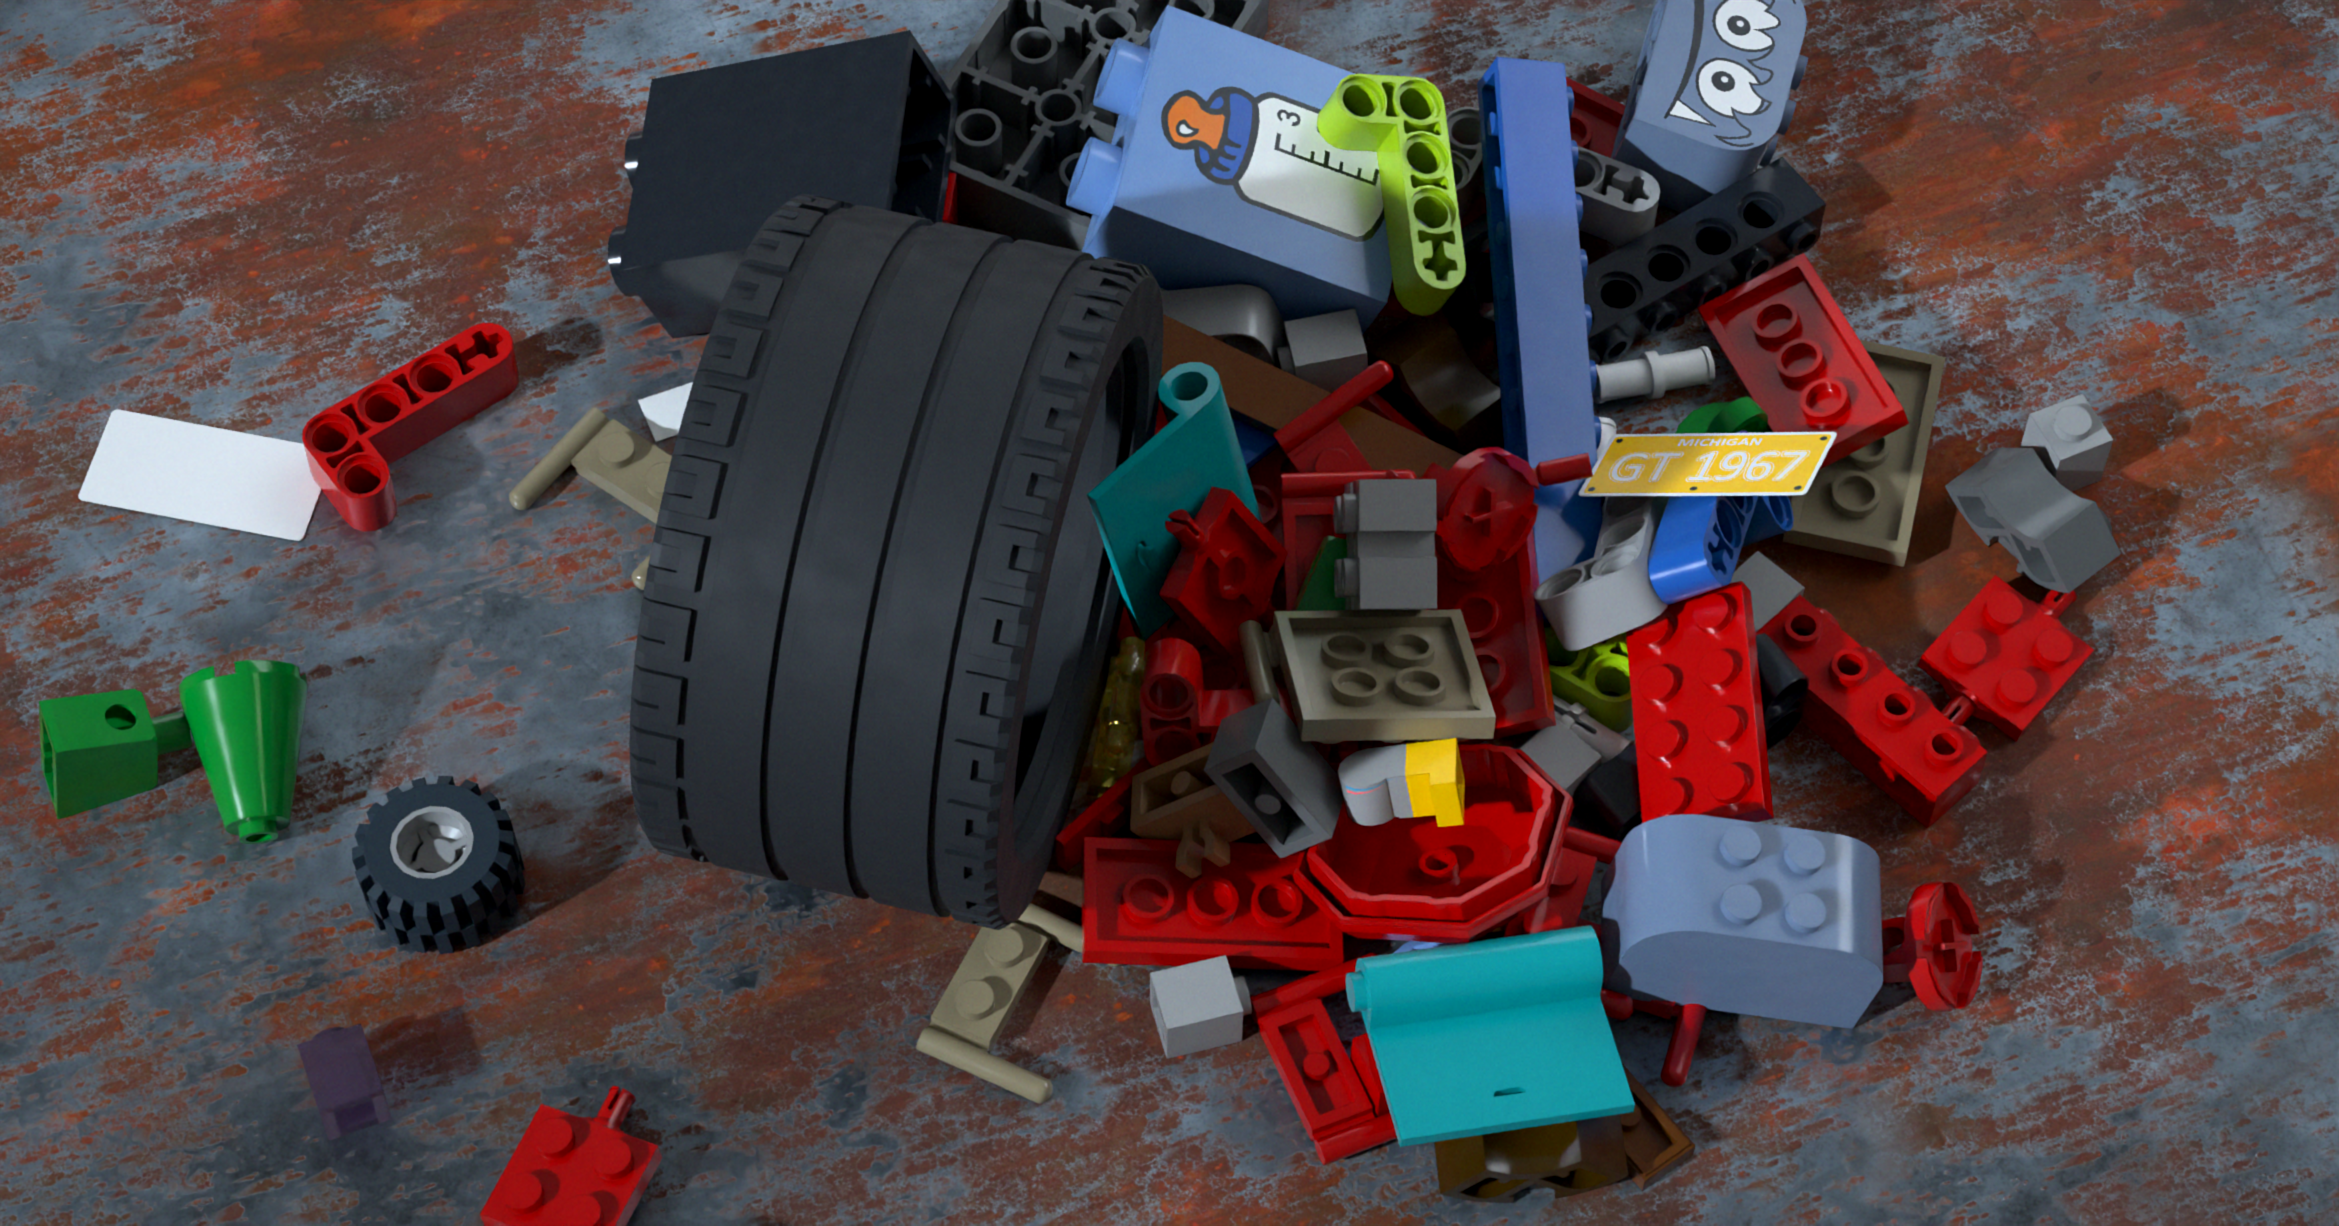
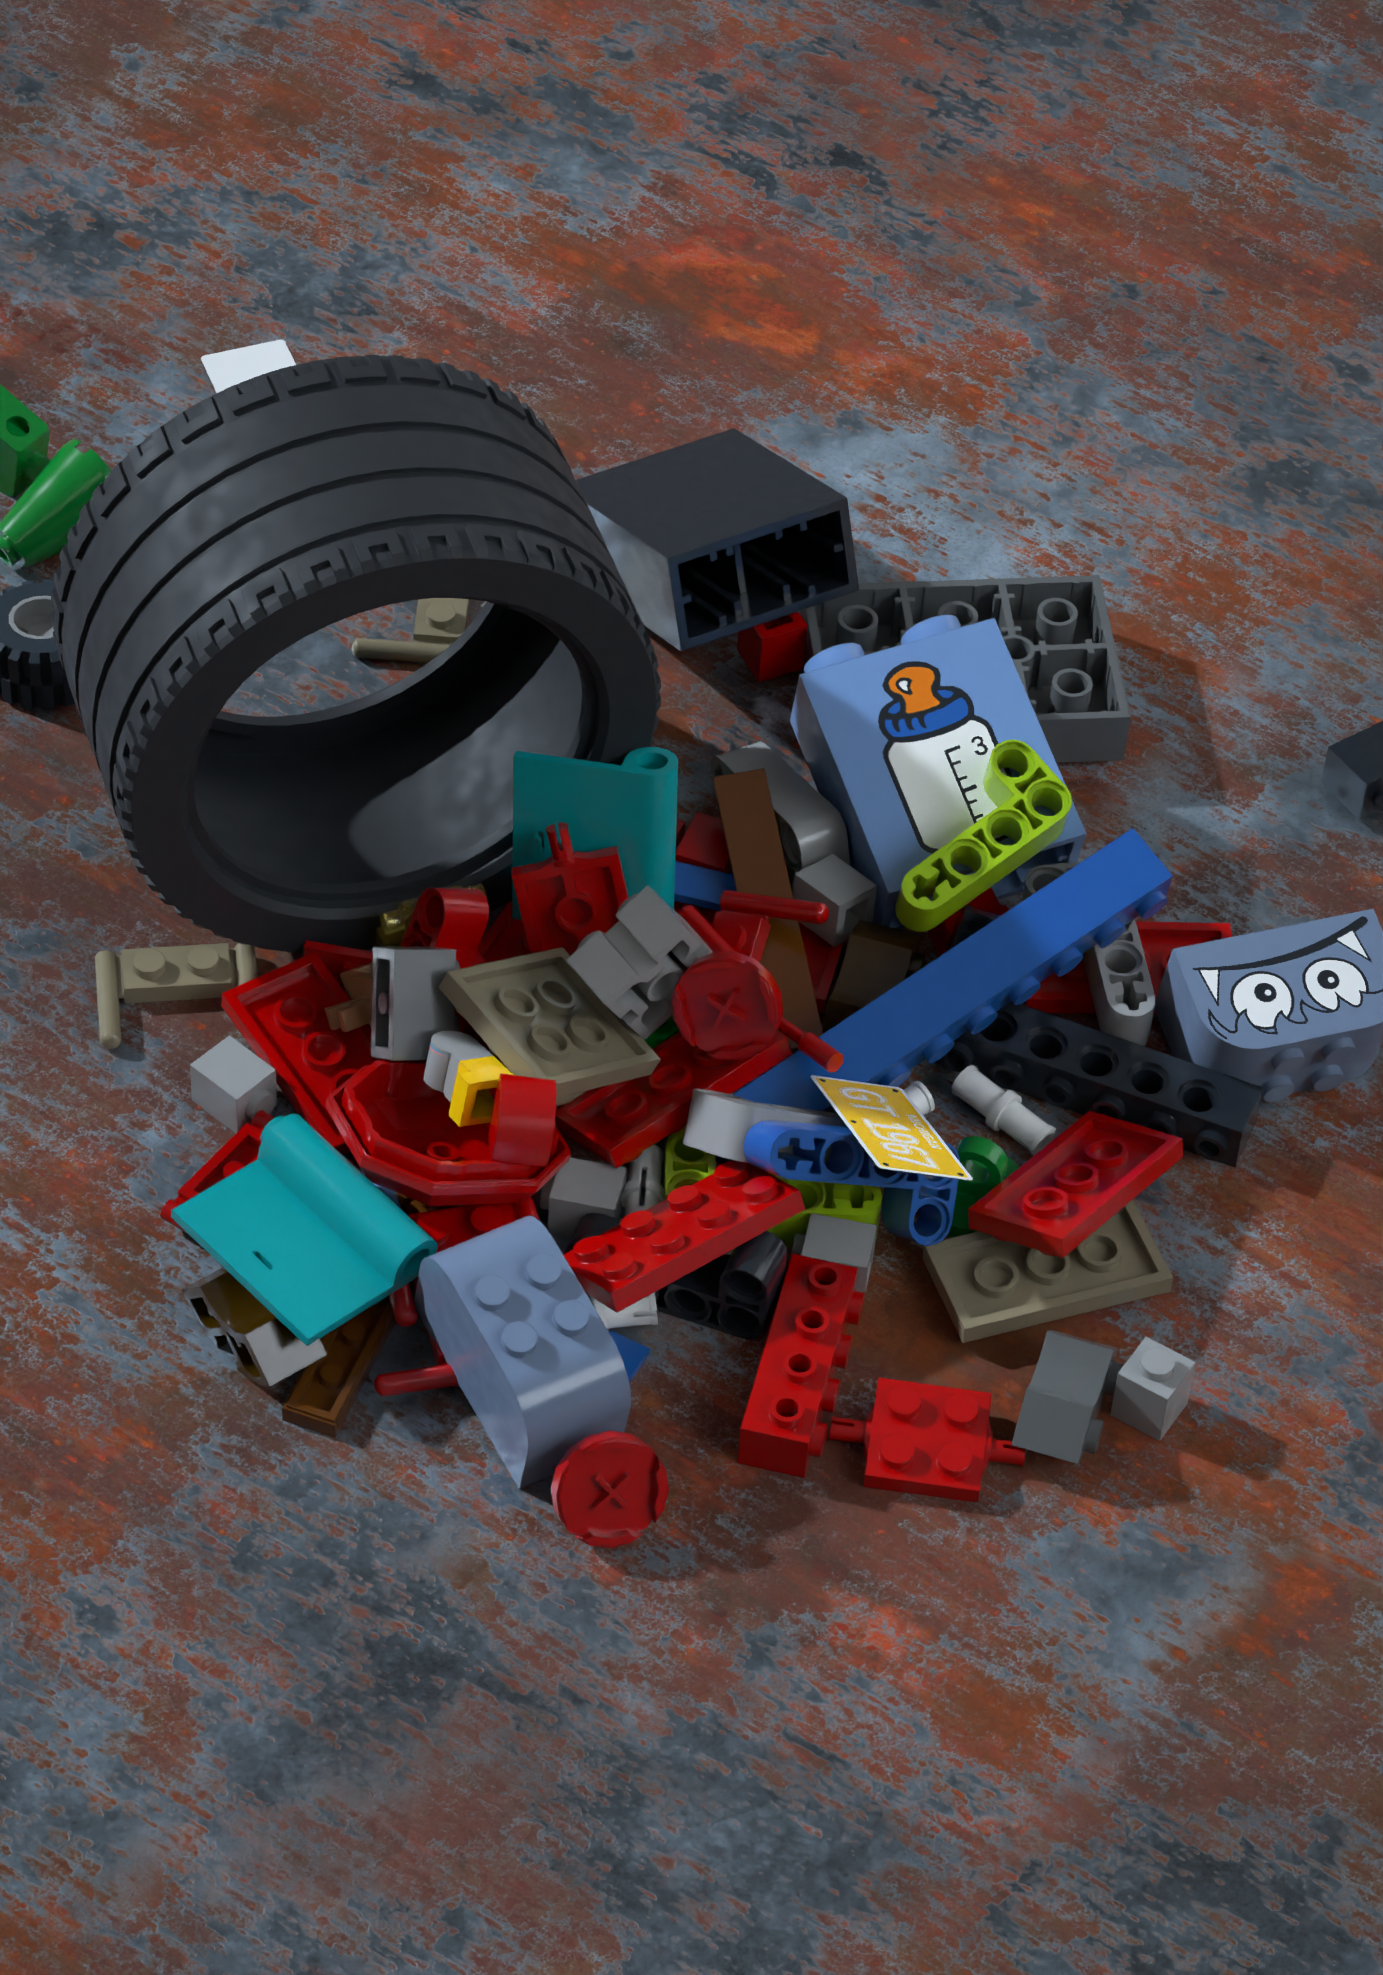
camera: 55 degrees right, 10 degrees down
(1516, 764) = (522, 1120): none -> red brick

